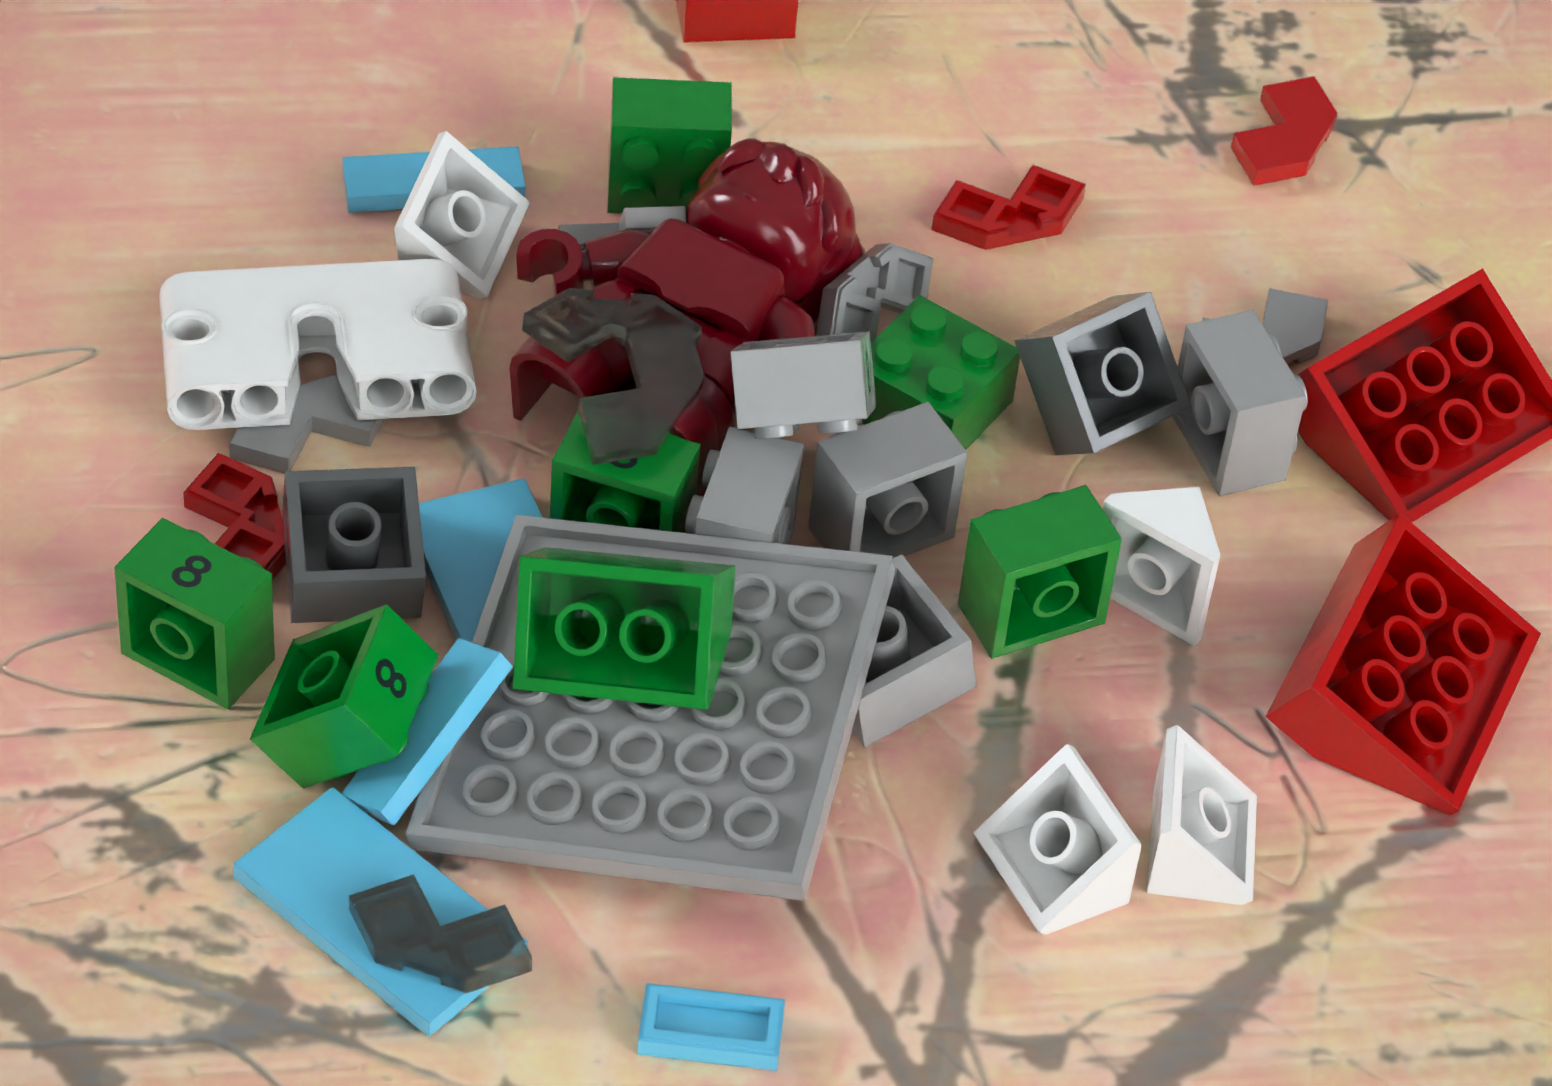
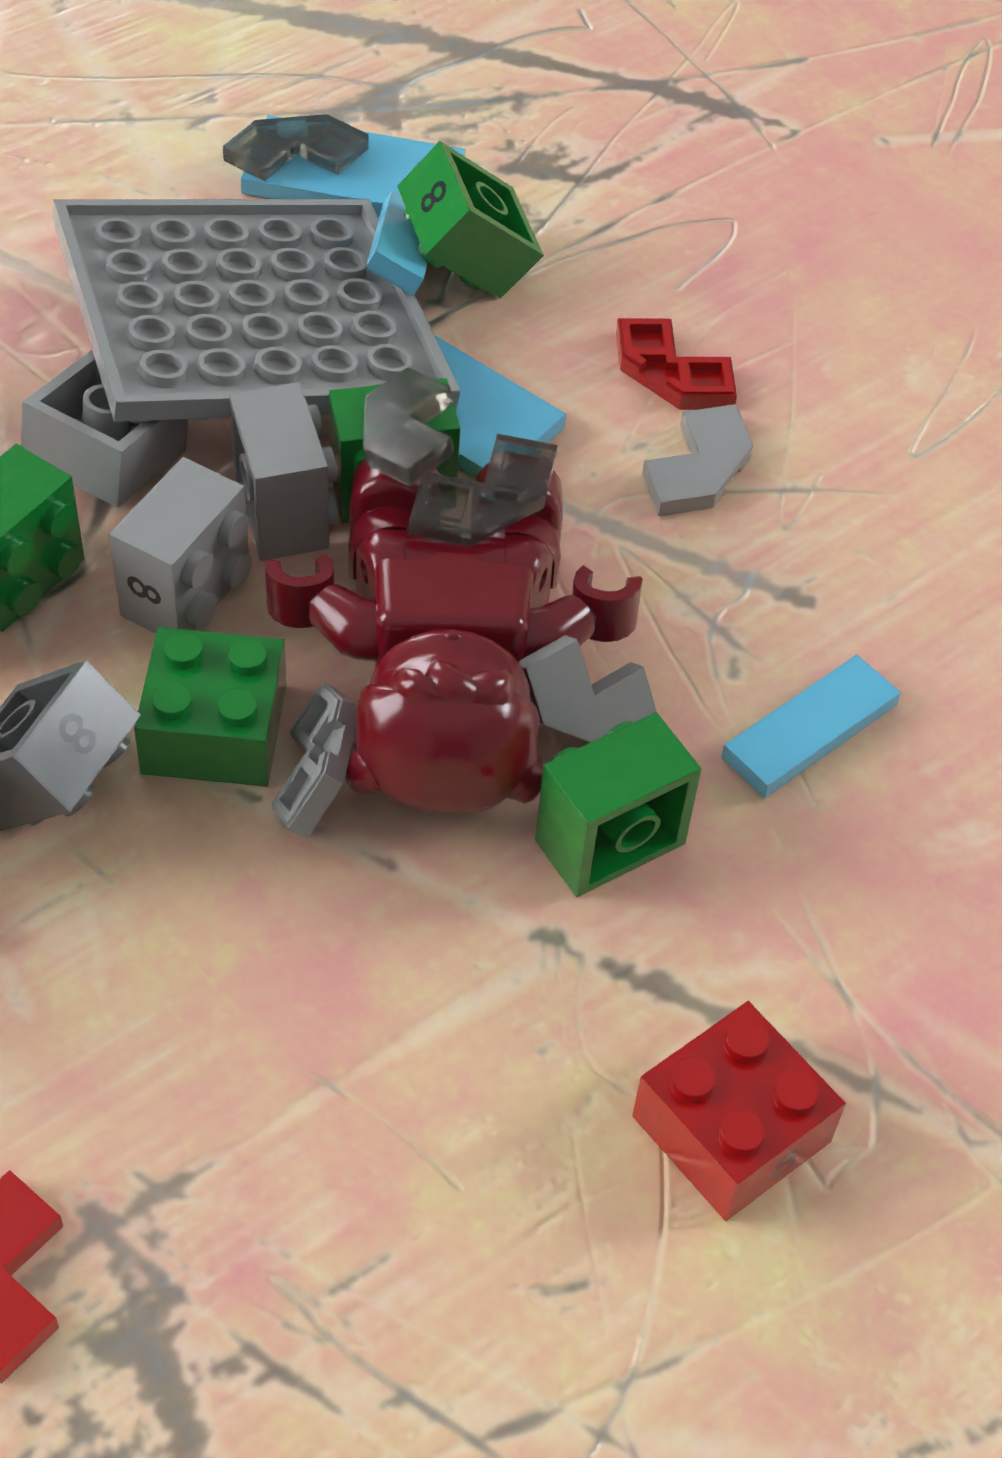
camera: 150 degrees right, 5 degrees up
(195, 612) = (622, 237): green brick -> none
(240, 335) = (716, 543): white connector -> none
(353, 543) = (563, 334): dark grey brick -> none
(460, 216) = (740, 649): white slope -> none
(622, 626) = (302, 295): green slope -> none
(711, 1027) = (101, 181): medium azure tile -> none
(803, 382) = (279, 488): light grey brick -> none
(988, 221) = (272, 961): red tile -> none

